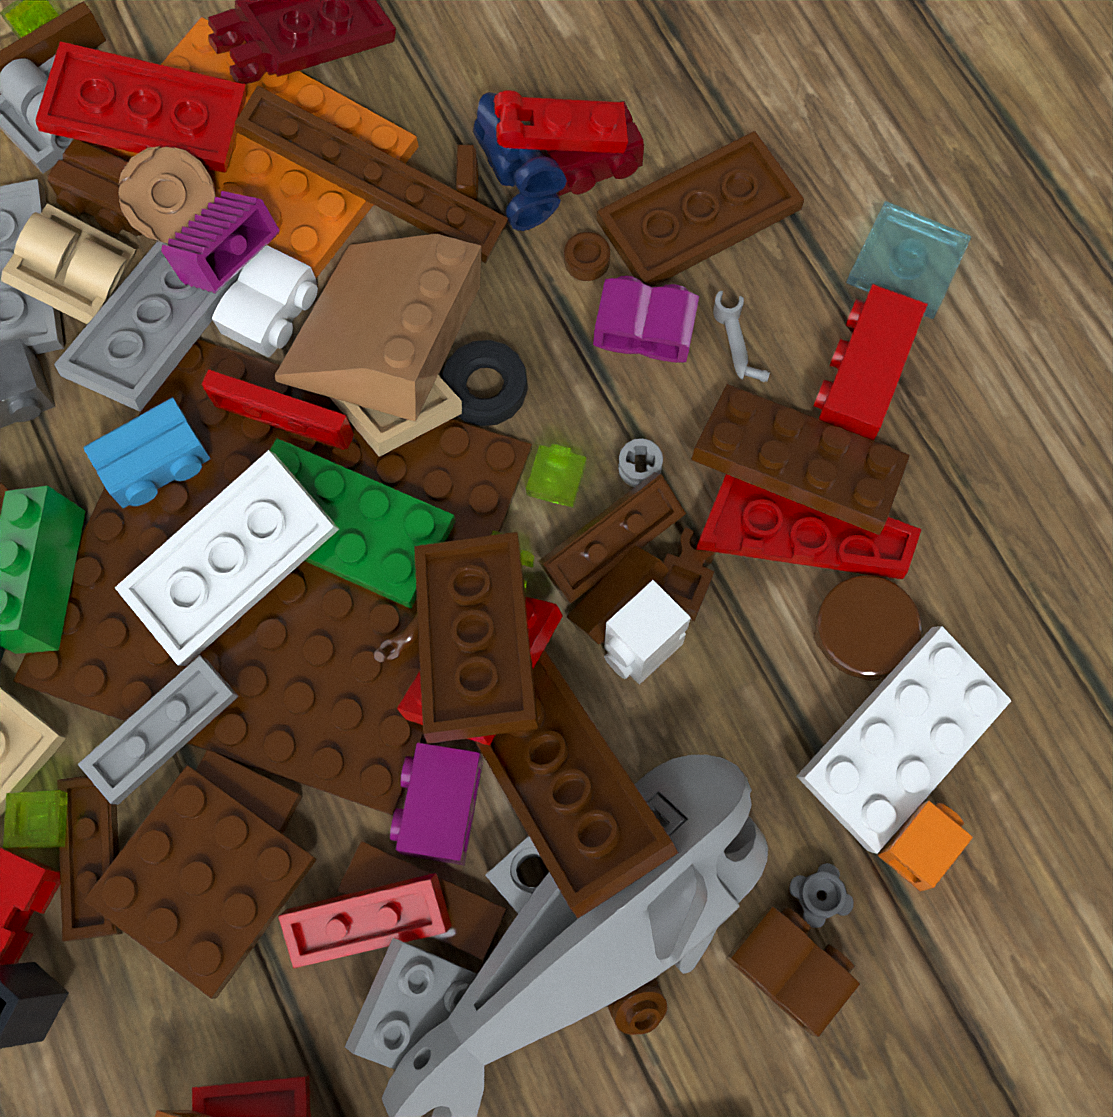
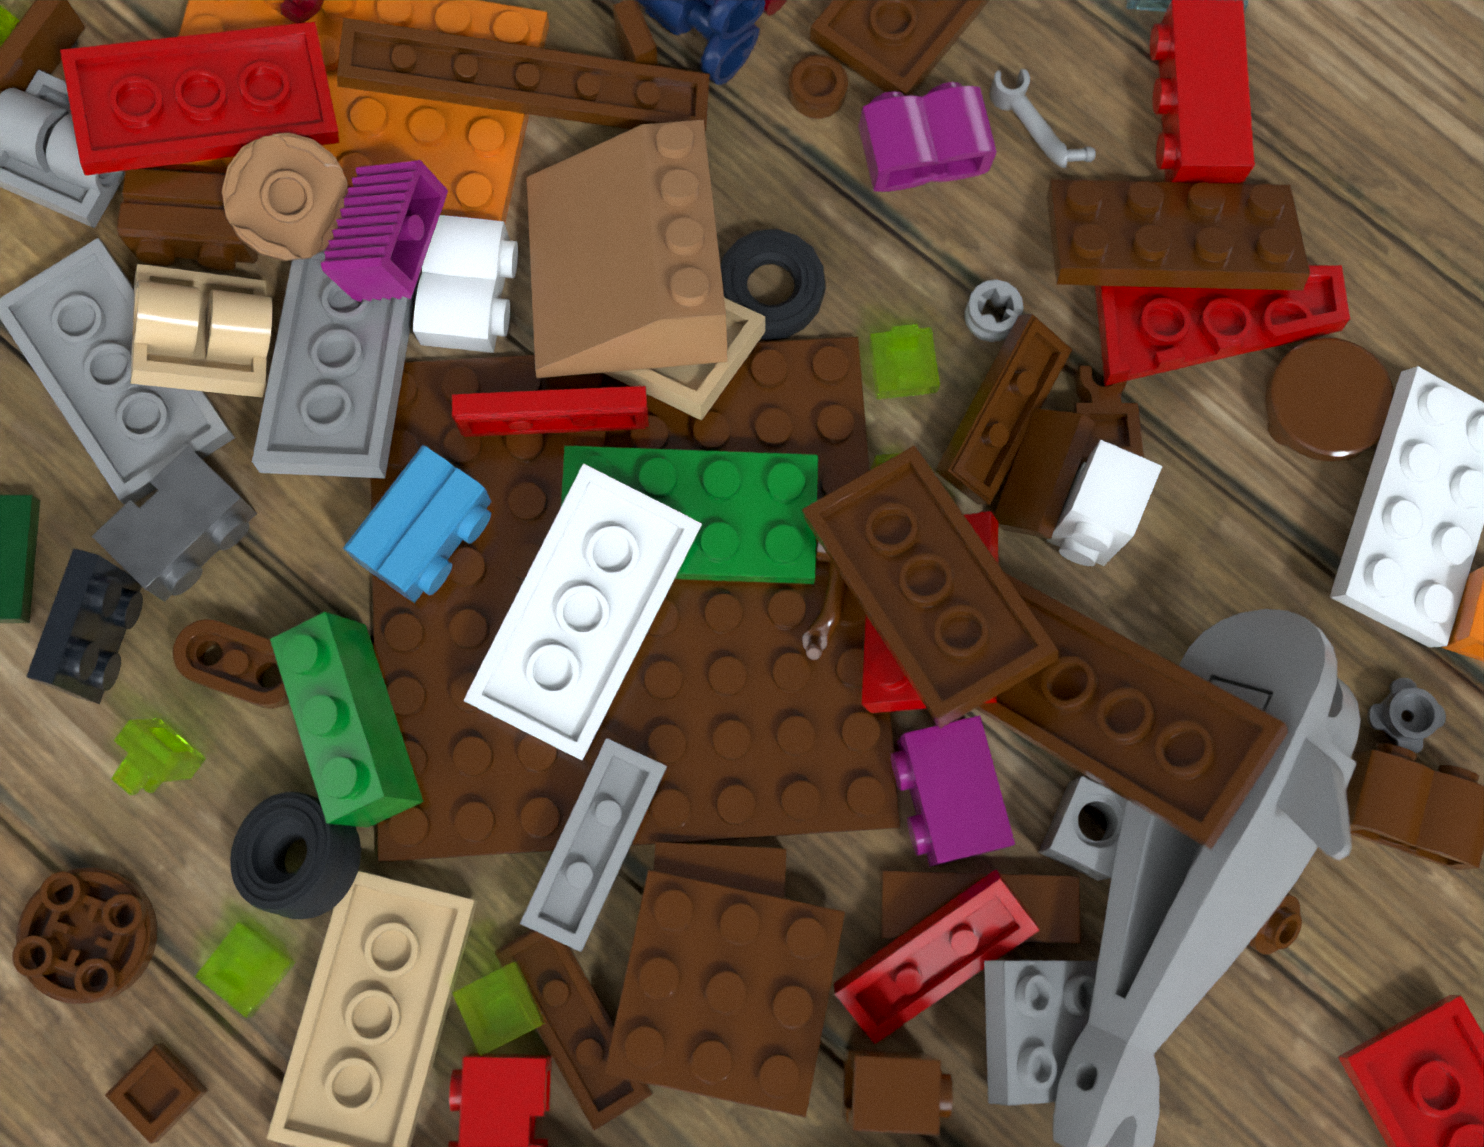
camera: 30 degrees left, 5 degrees up
(279, 1006) = (895, 1091): none -> reddish brown brick

